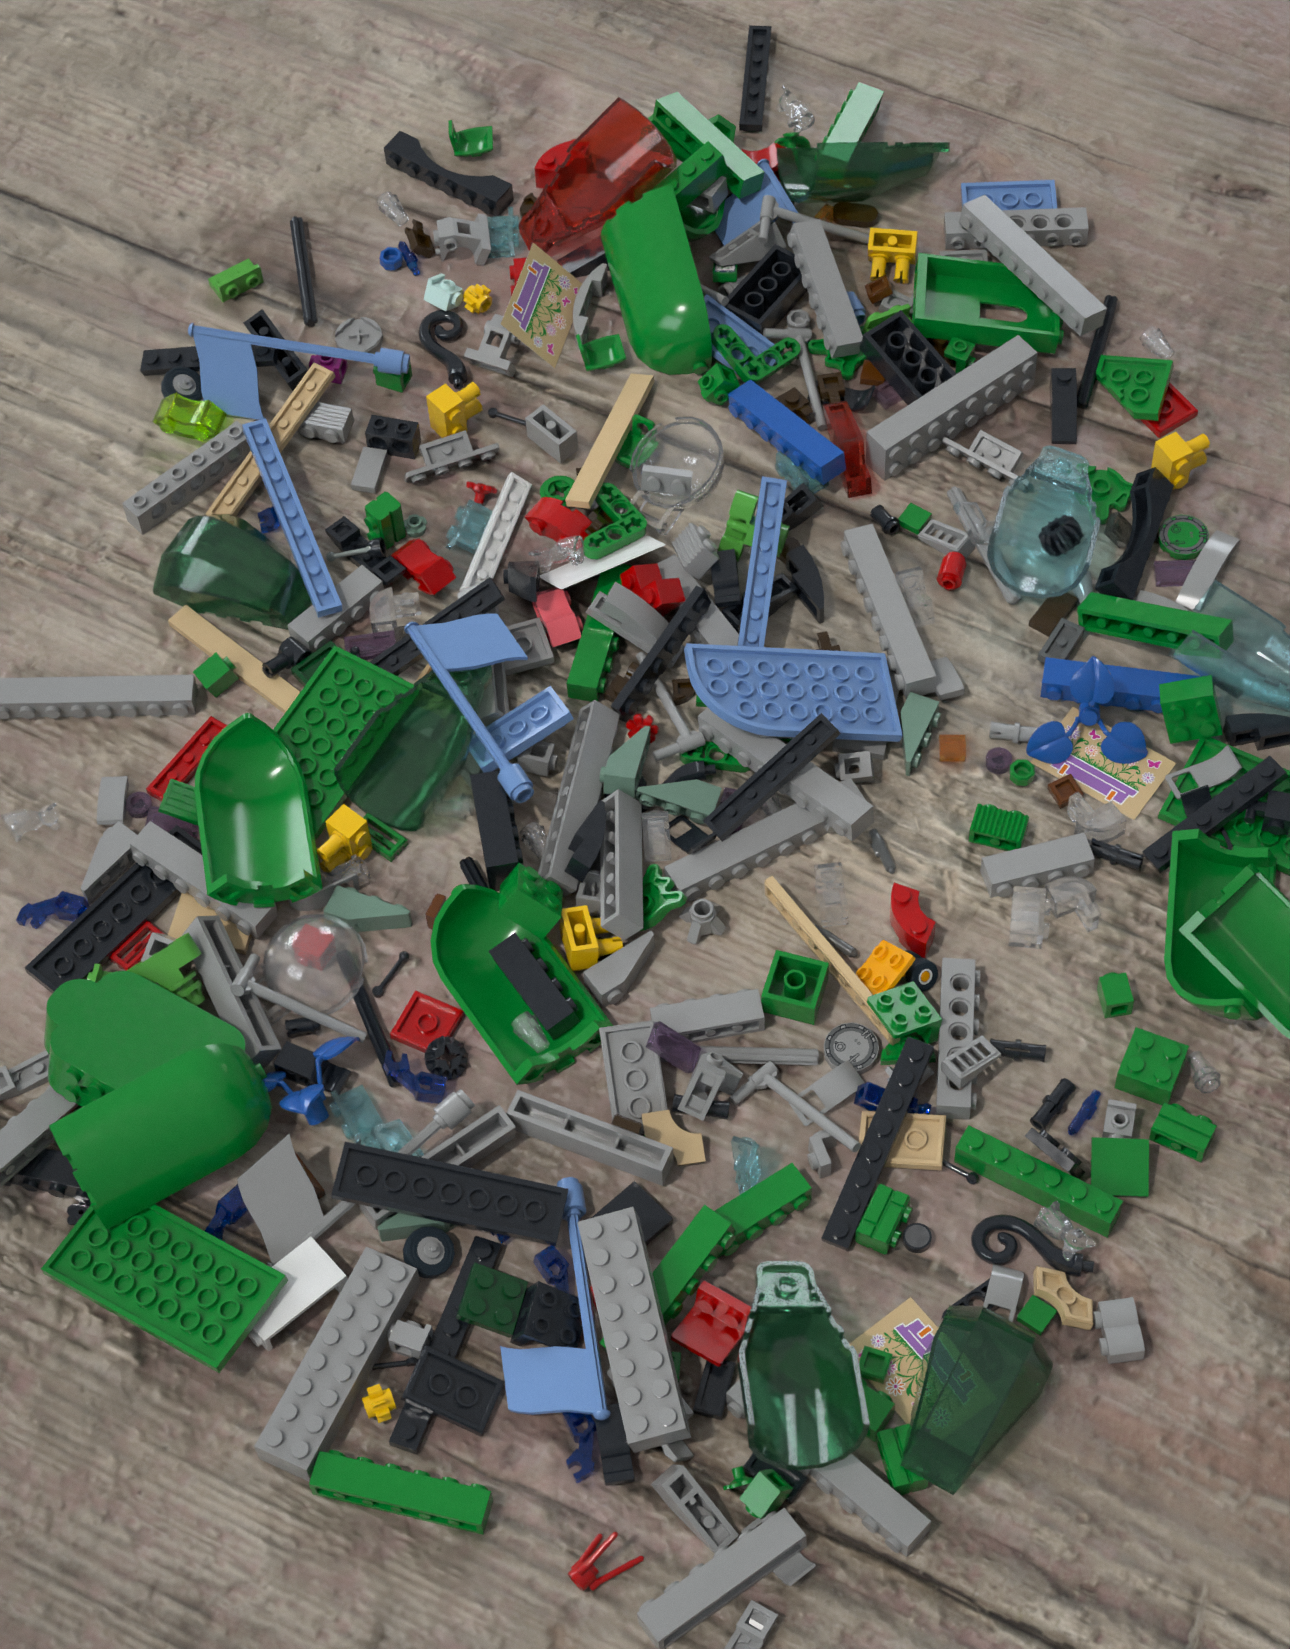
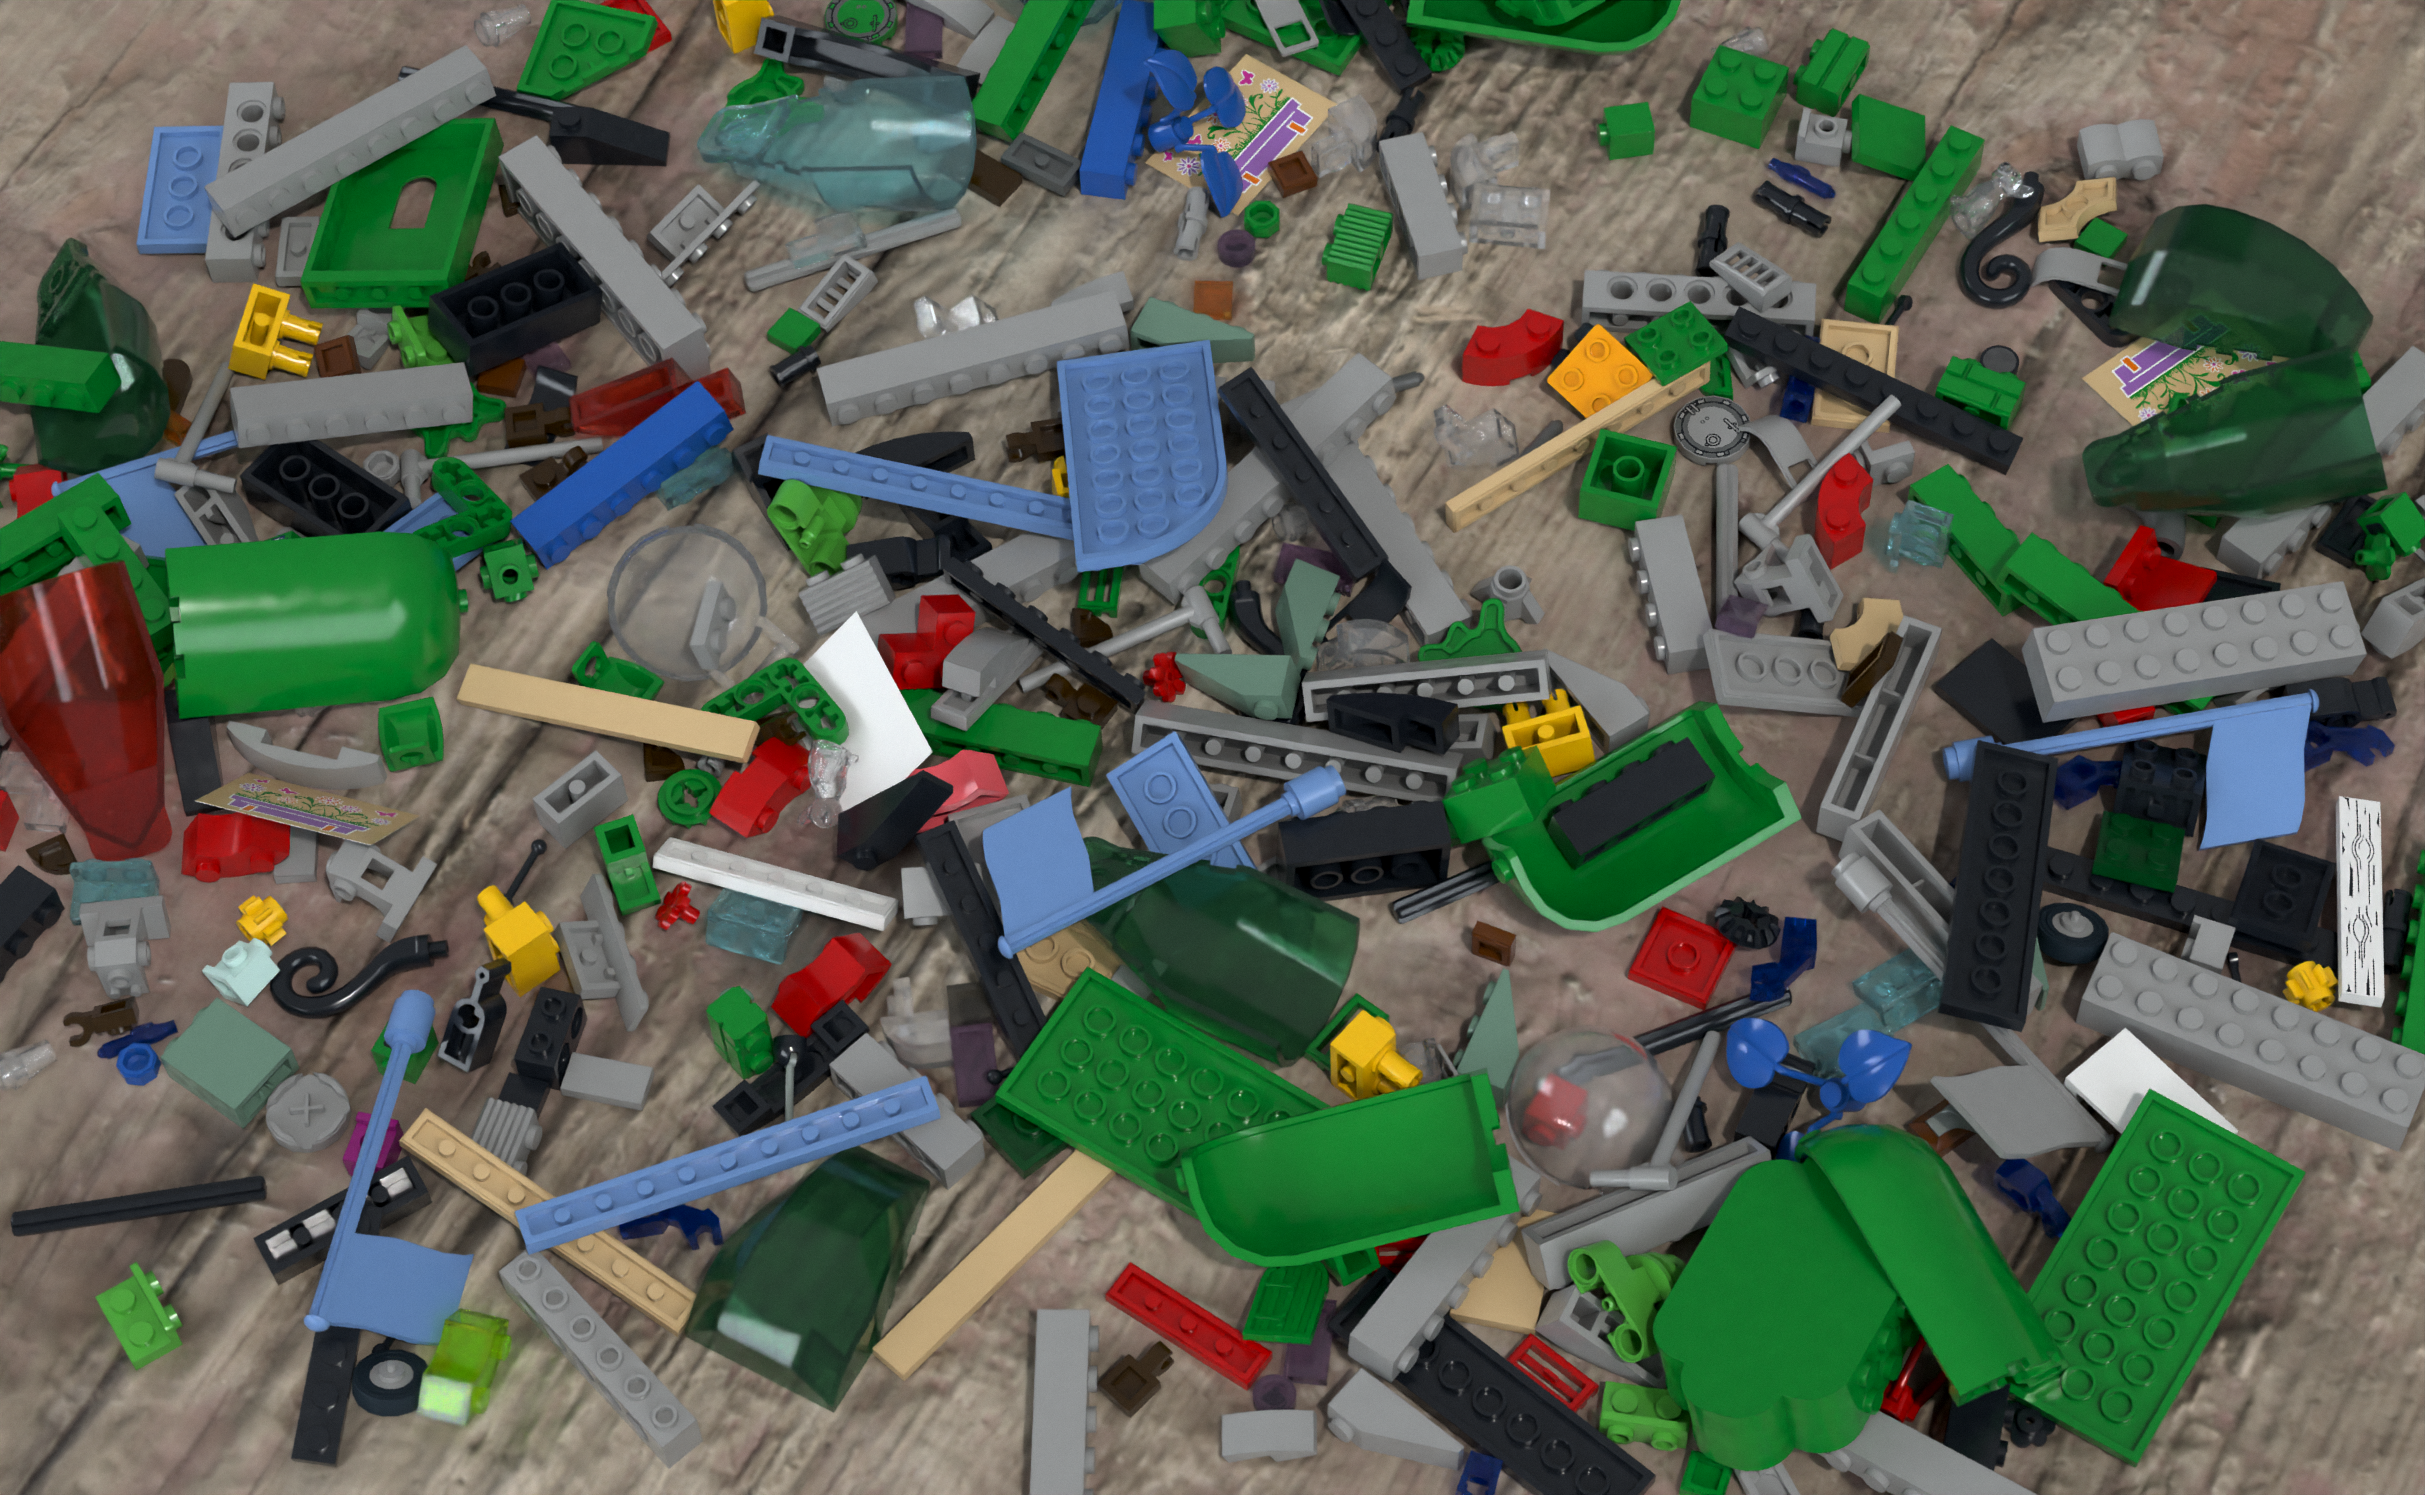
camera: 90 degrees left, 0 degrees up
(152, 731) = (1135, 1382): none -> dark brown plate
(216, 674) = (1030, 1281): green brick -> none
(289, 654) = (995, 1173): black pin -> none
(356, 431) = (525, 1092): none -> black tile
(378, 990) = (1566, 993): black hinge -> none
(387, 296) = (229, 1062): none -> sand green brick
(398, 396) = (477, 1019): none -> black piece
(425, 1463) = (2395, 928): none -> black pin
(445, 1440) = (2359, 902): none -> white tile
(511, 458) = (627, 865): none -> green brick
(529, 1030) = (1704, 810): clear cone -> none
(776, 1121) = (1838, 519): none -> red brick
(952, 570) = (900, 284): red brick -> none
(962, 352) = (496, 248): green bracket -> none
(1050, 1147) = (1880, 193): black plate -> none
(1060, 535) = (862, 126): black gear -> none

